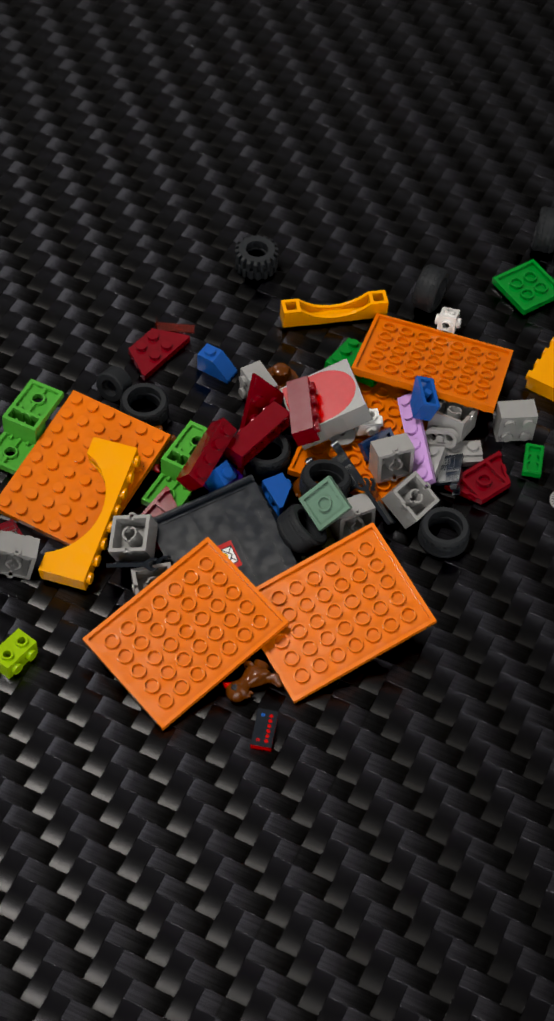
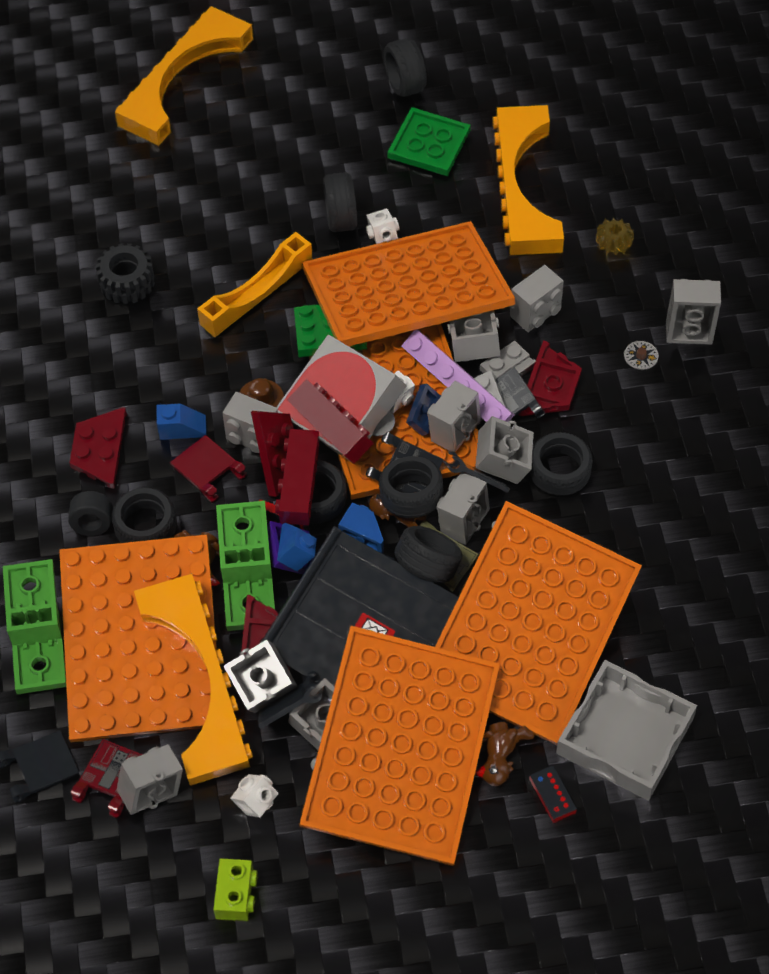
camera: 30 degrees left, 5 degrees up
(68, 602) = (254, 795): none -> white brick
(174, 327) = (97, 406): clear red piece -> none
(206, 454) = (271, 534): dark red brick -> none
(210, 398) = (204, 464): none -> dark red flag
(325, 503) = (437, 510): sand green plate -> none
(346, 721) = (626, 730): none -> light grey tile
(424, 399) = (440, 331): blue slope -> none
(436, 146) = (210, 35): none -> light orange arch
(442, 437) = (479, 361): light grey plate -> none
(533, 460) = (582, 330): green plate -> none

